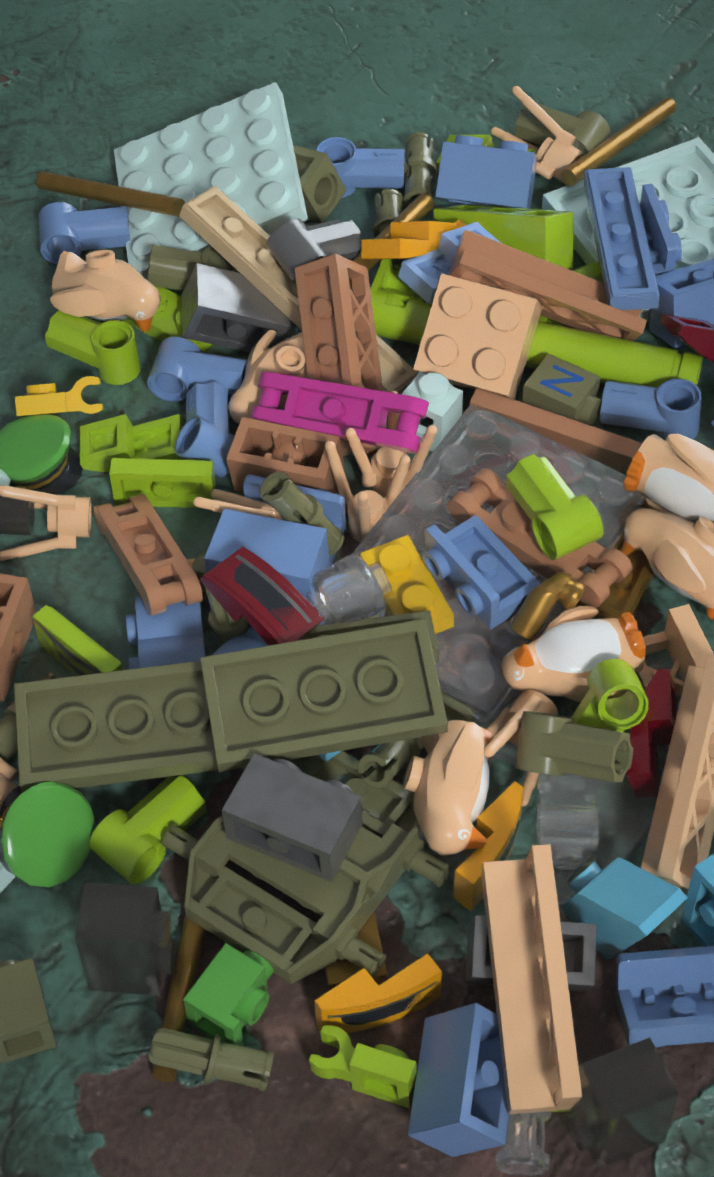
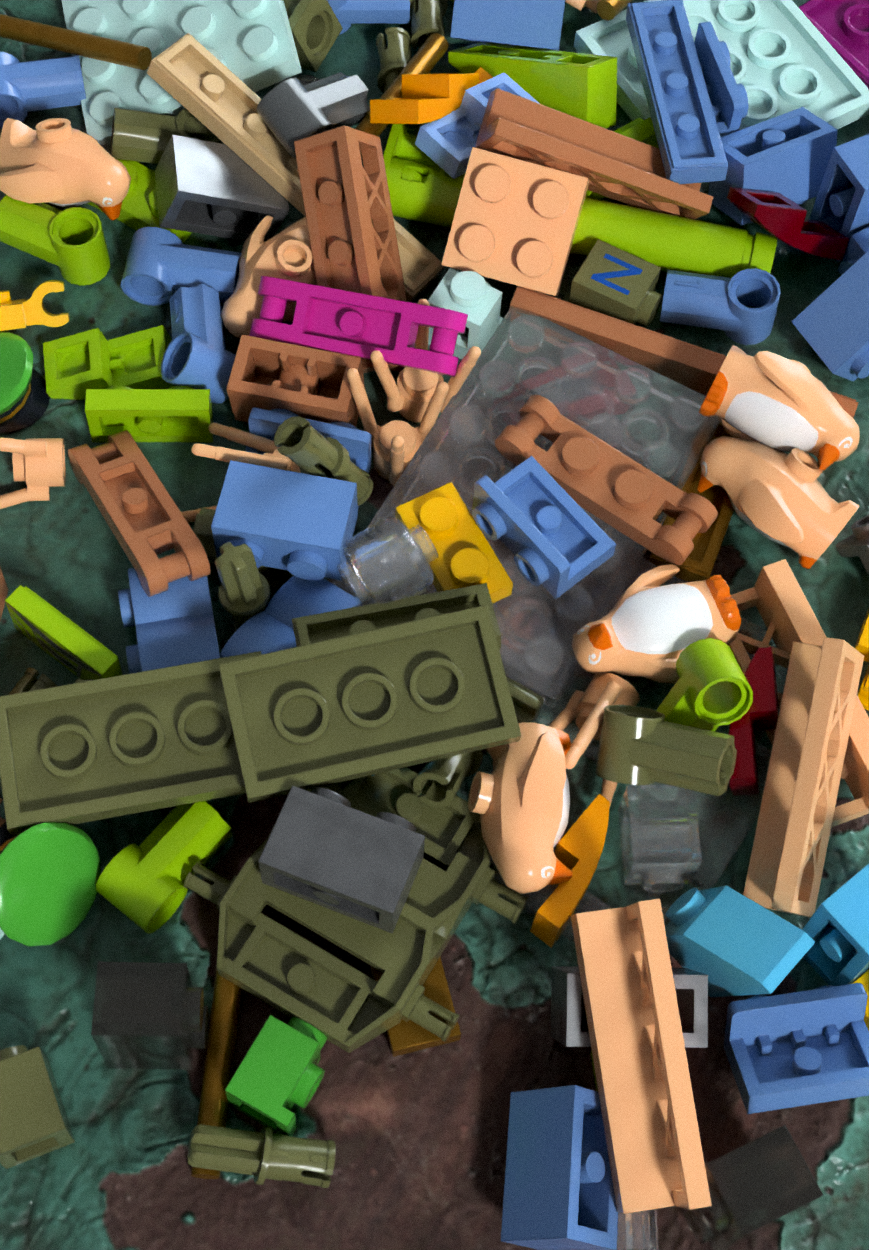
camera: 10 degrees left, 10 degrees up
(263, 596) = (288, 578): dark red slope -> none
(363, 1005) = (437, 1074): light orange slope -> none
(372, 1071) = (462, 1160): lime plate -> none
(541, 601) = (616, 562): pearl gold arm -> none
(557, 516) = (632, 460): lime piece -> none

